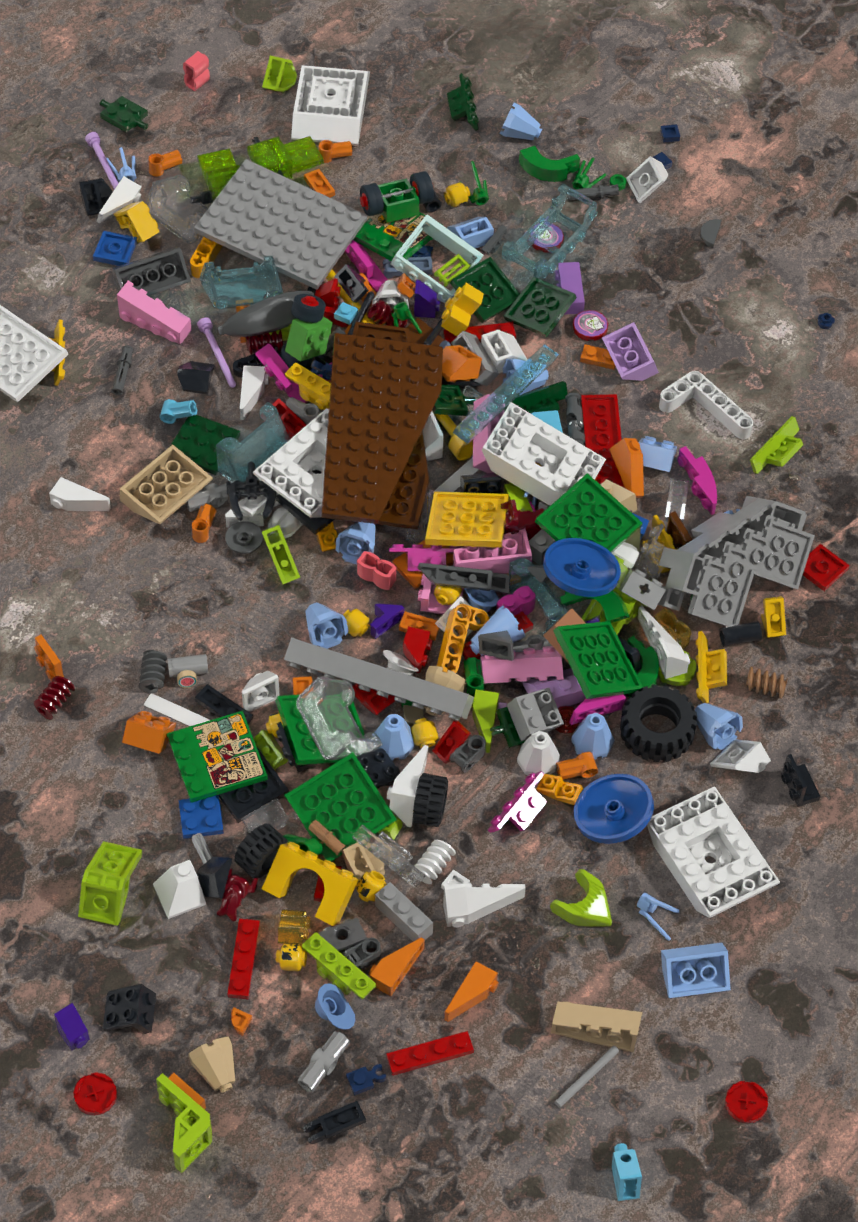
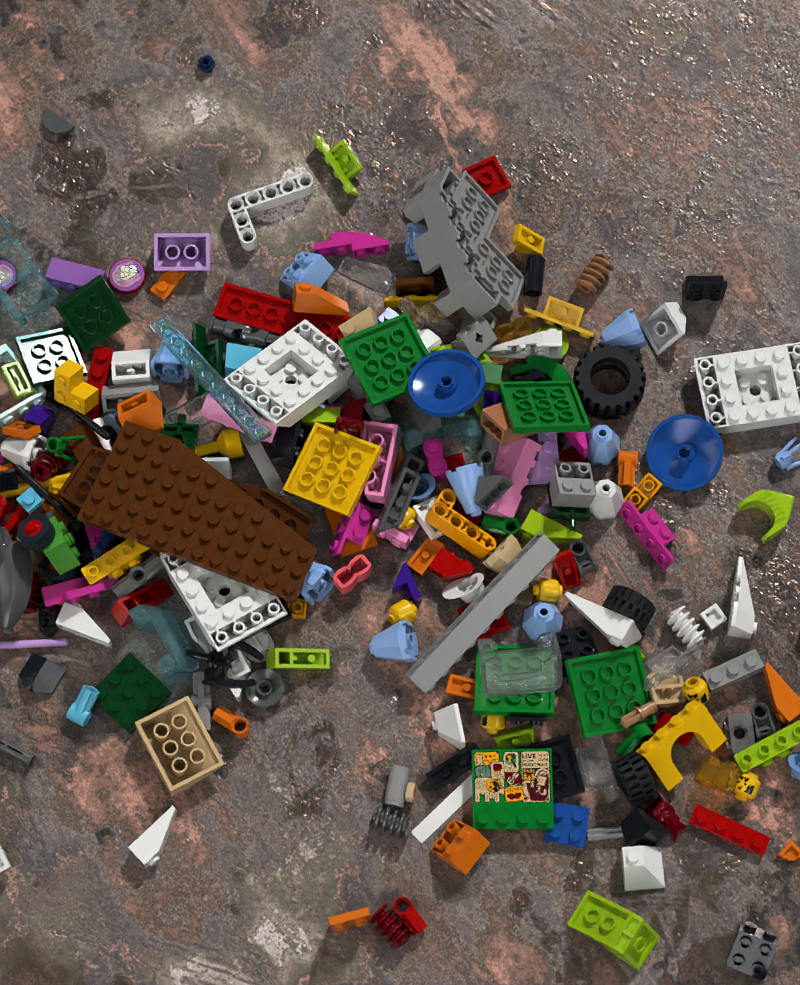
camera: 65 degrees left, 15 degrees up
(68, 710) = (411, 917): none -> red piece

